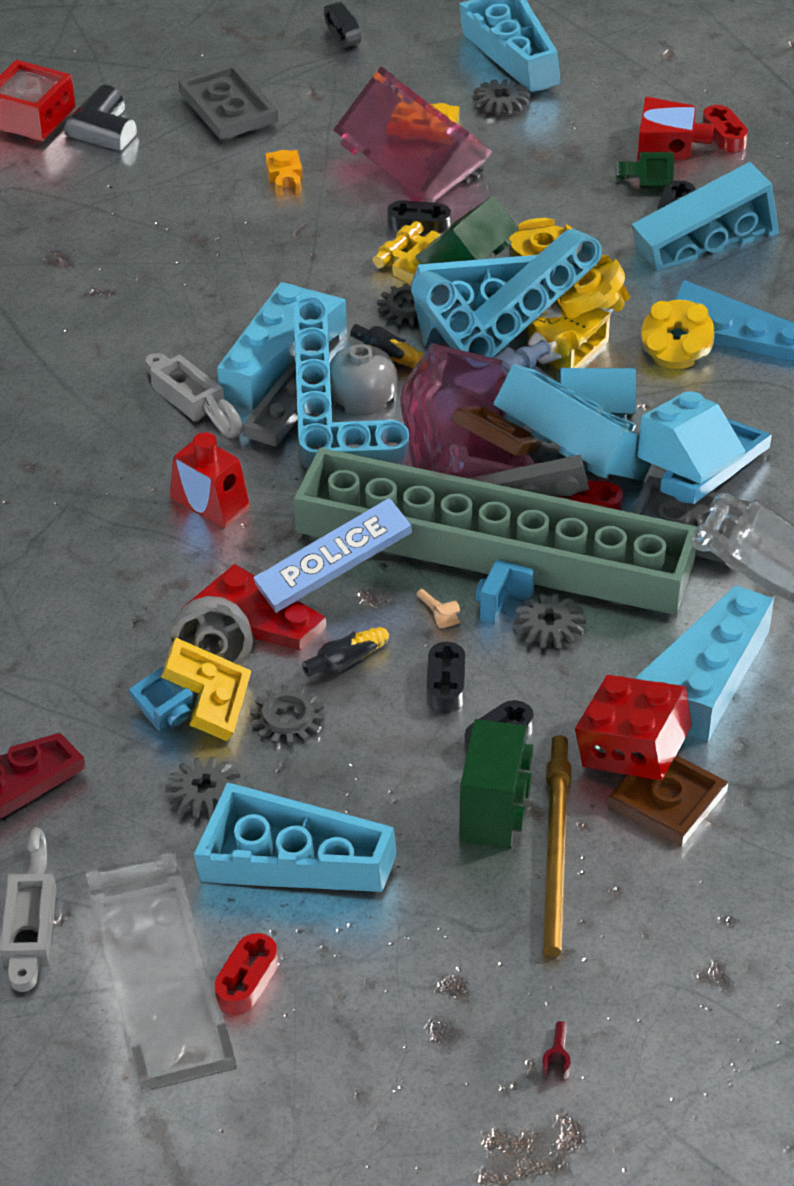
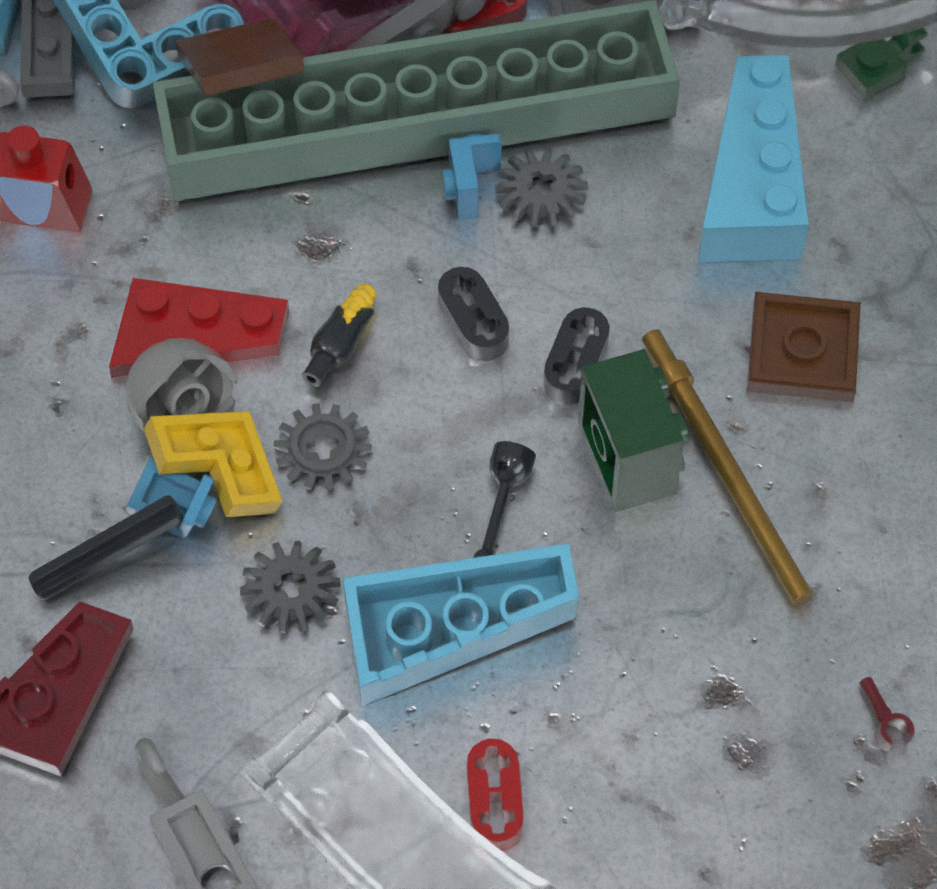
camera: 30 degrees left, 15 degrees up
(99, 708) = (105, 547): none -> black axle
(332, 555) = (261, 221): light blue tile -> none
(384, 452) = (239, 56): none -> reddish brown tile
(401, 777) = (510, 467): none -> black hinge
(444, 613) = (418, 234): light nougat hand -> none
(633, 727) = (732, 285): red piece -> none

